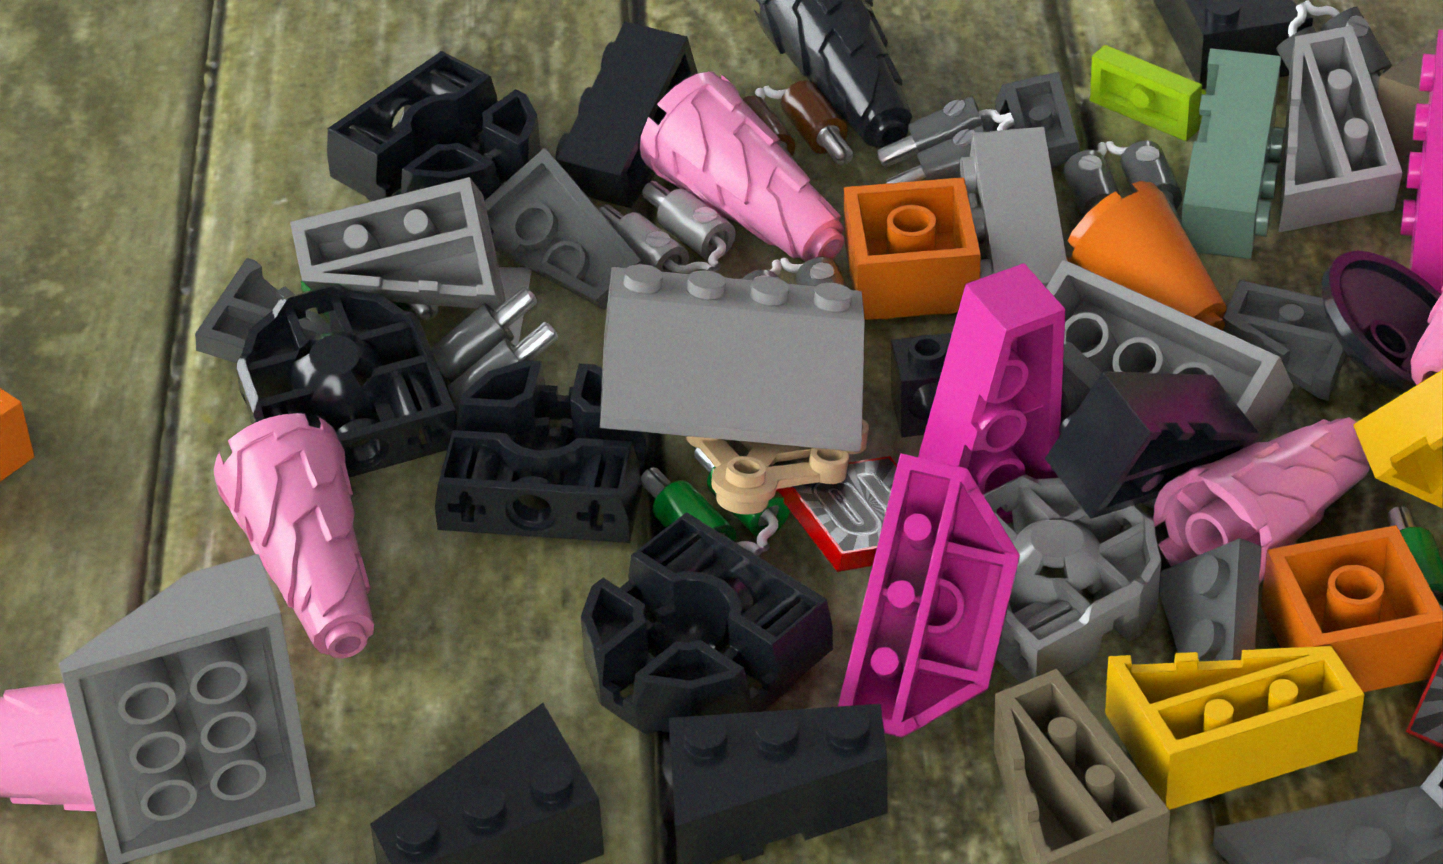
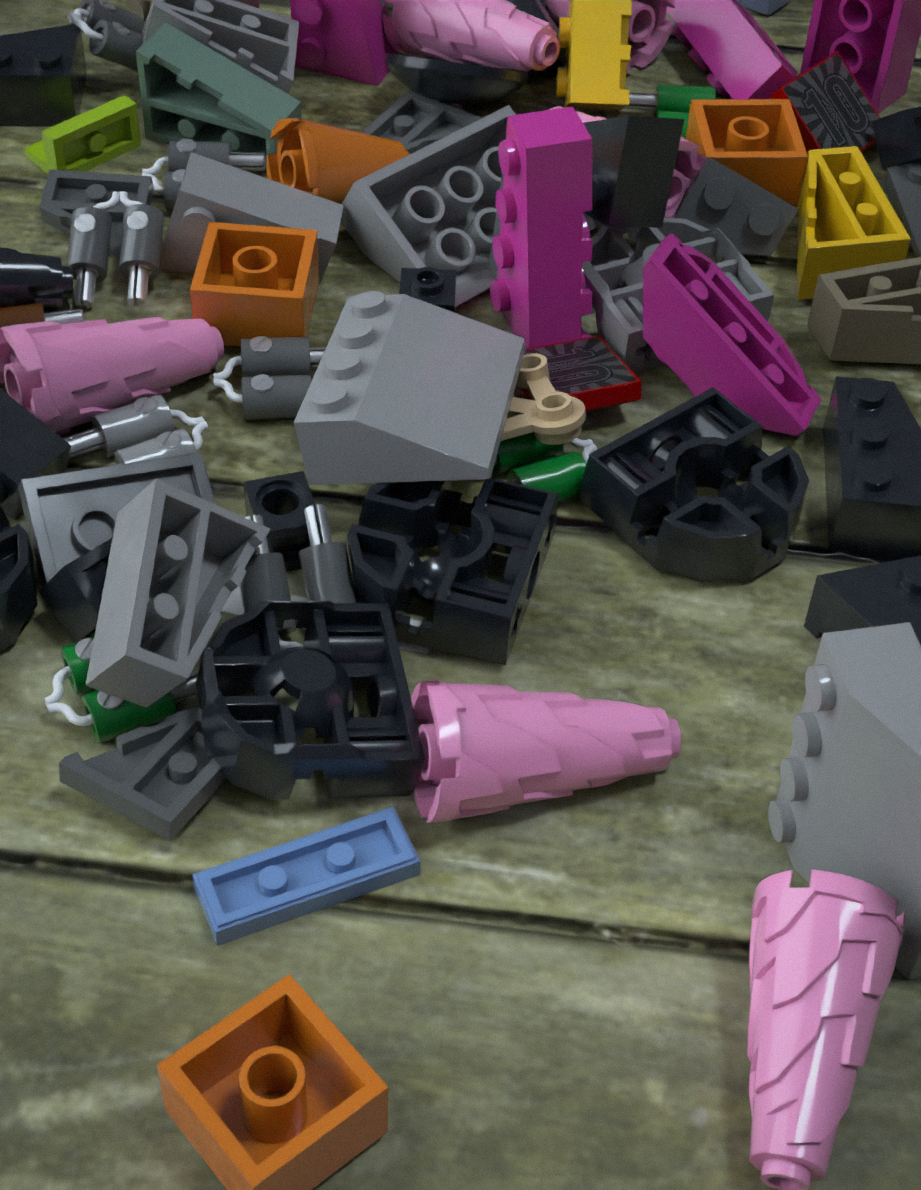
camera: 85 degrees left, 5 degrees up
(173, 437) = (305, 875): none -> medium blue tile
(580, 336) = (282, 506): none -> black brick

